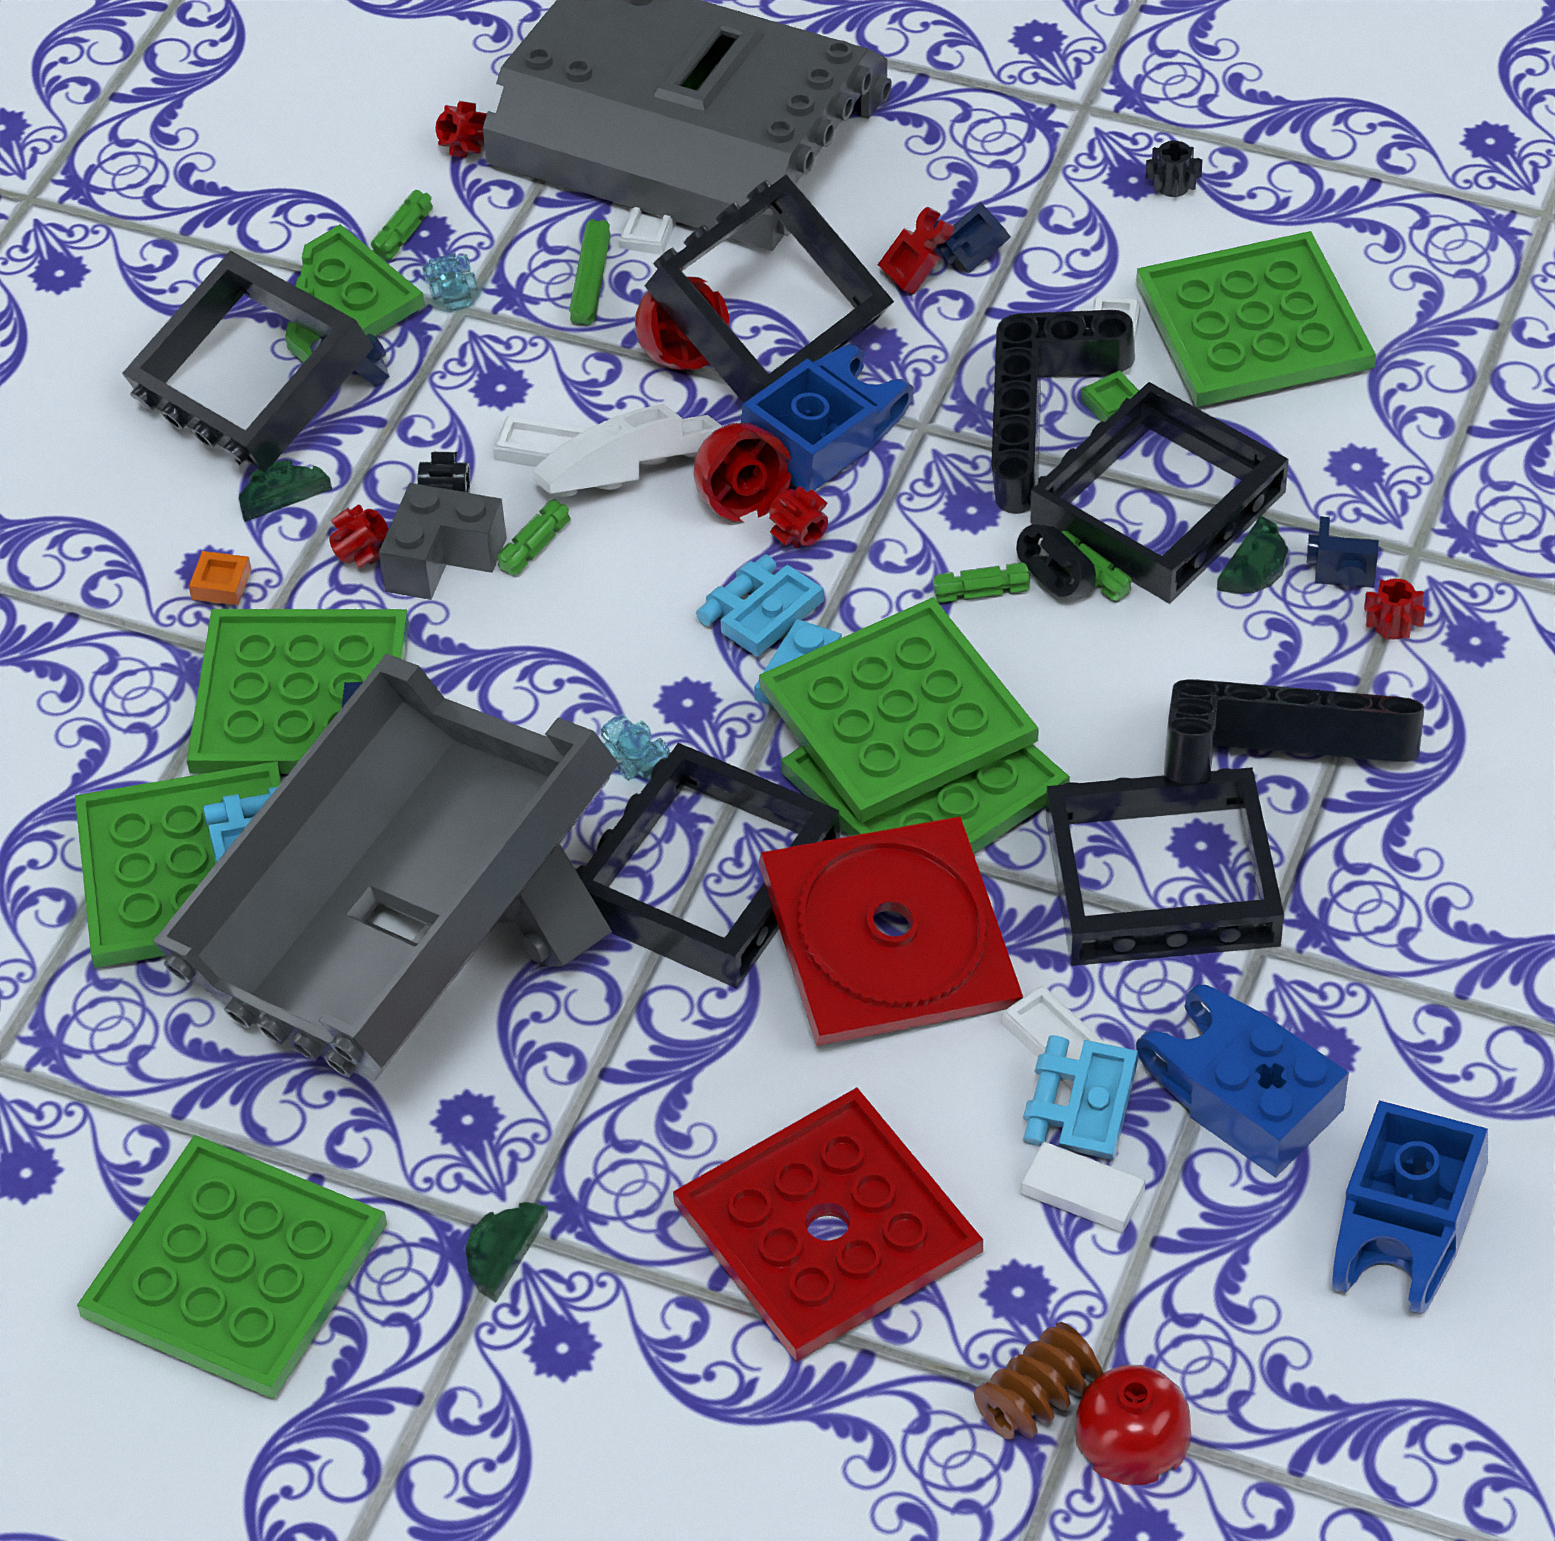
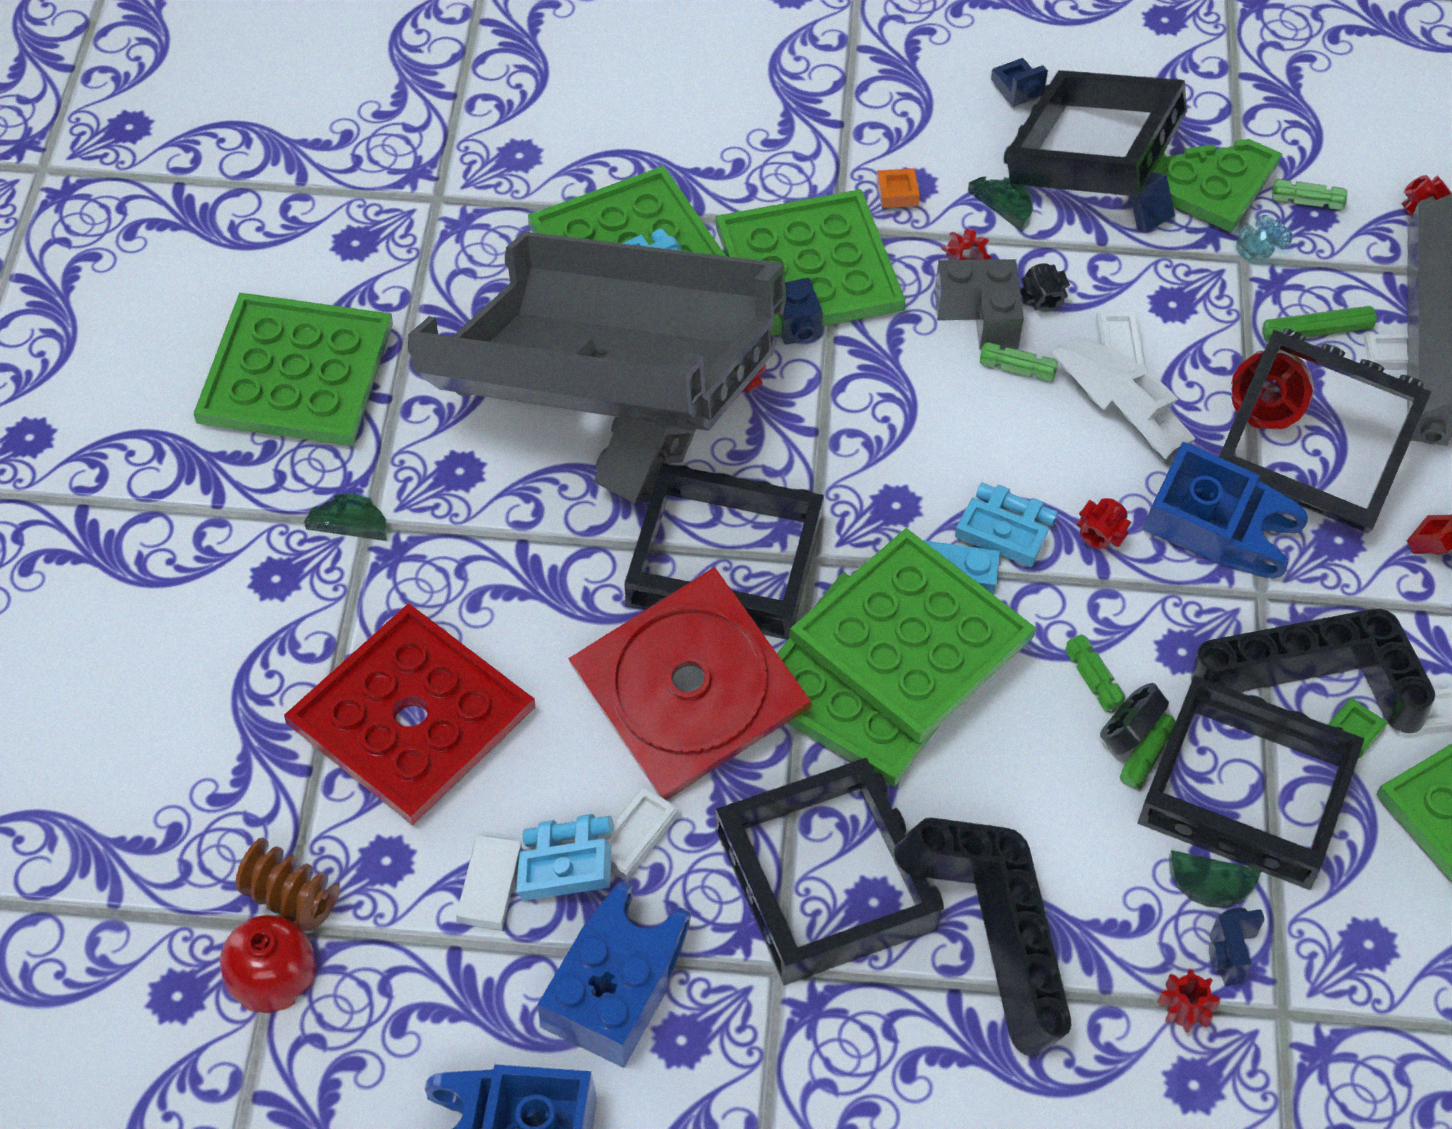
camera: 70 degrees right, 5 degrees up
(107, 421) = (1019, 81): none -> dark blue bracket
(633, 745) = (831, 476): clear light blue piece -> none
(741, 470) = (1130, 467): red cylinder -> none

